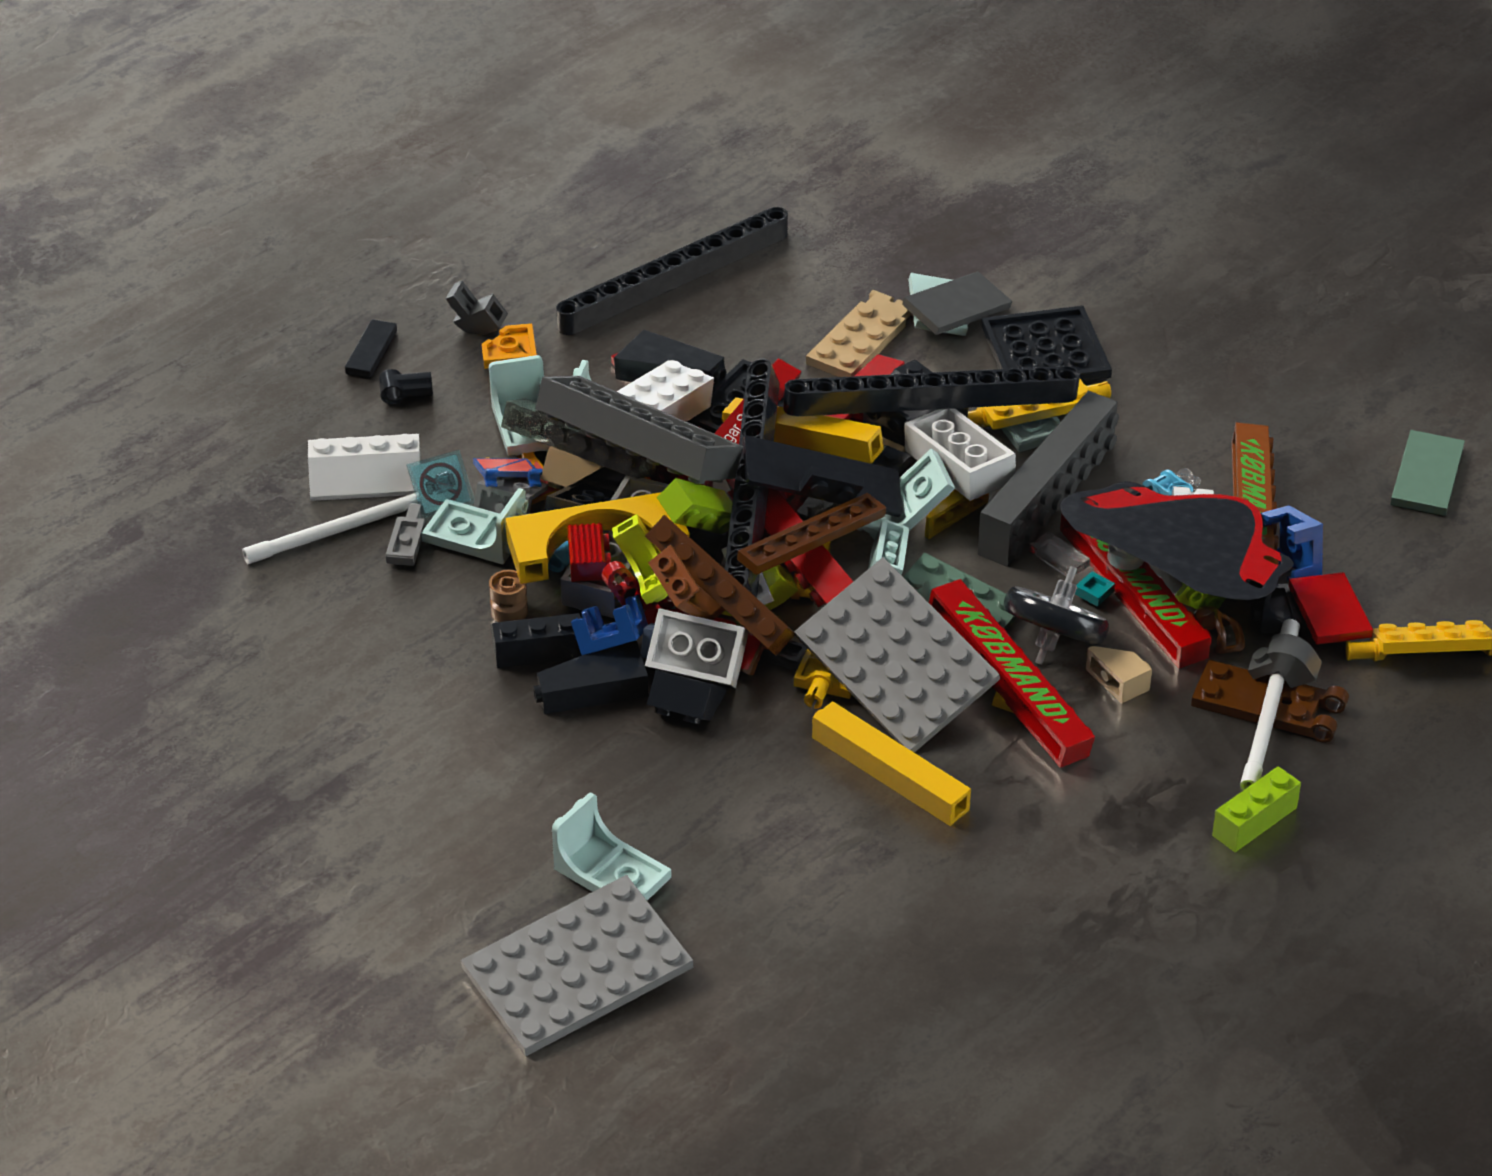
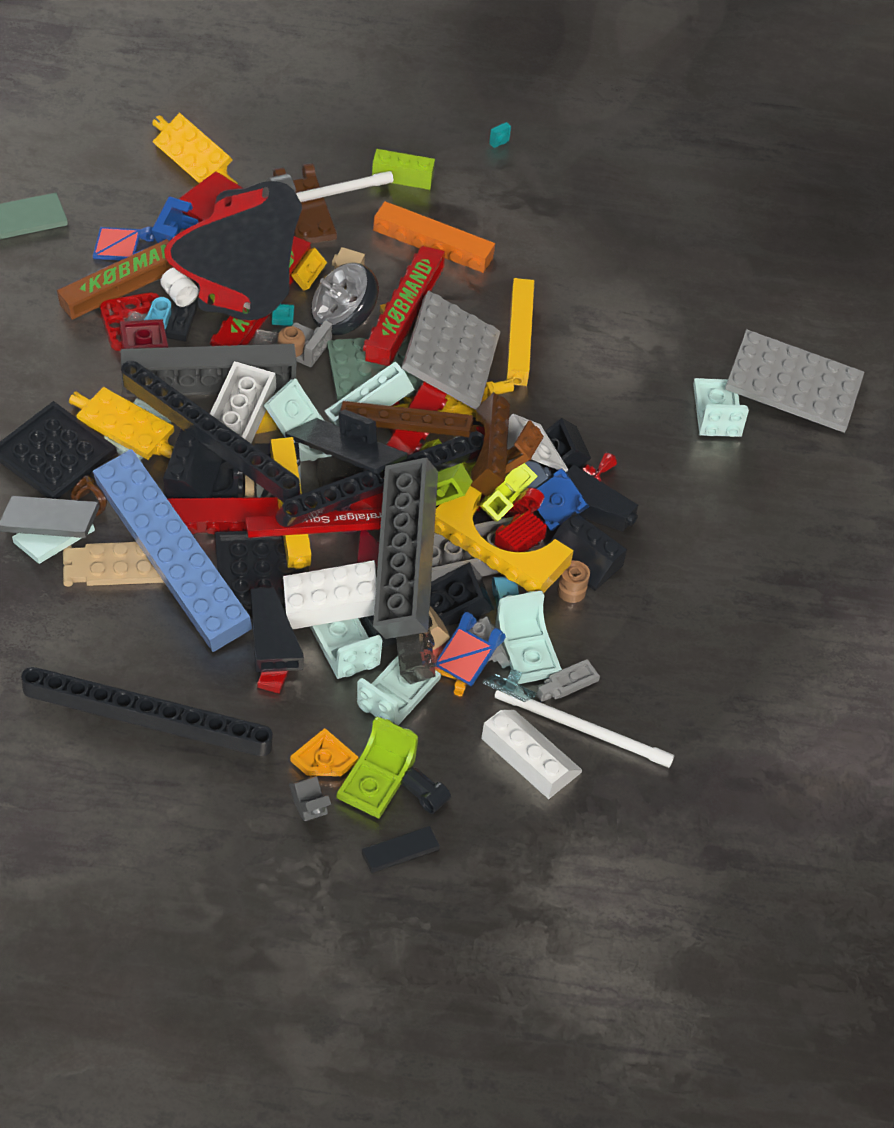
camera: 135 degrees left, 10 degrees up
(456, 364) = (380, 768): none -> lime bracket
(633, 725) = (607, 462): none -> red piece
(833, 336) = (172, 550): none -> medium blue brick
(976, 343) = (84, 487): none -> reddish brown piece
(1032, 550) = (292, 335): none -> medium nougat head
(1035, 576) = (314, 342): none -> light grey bracket
(1112, 775) = (423, 231): none -> orange brick
(1133, 454) = (143, 334): none -> dark red slope
(1149, 641) = (309, 269): none -> yellow plate
(1216, 475) = (120, 312): none -> red beam
(1251, 944) = (500, 135): none -> teal plate
(1336, 523) = (120, 242): none -> flag

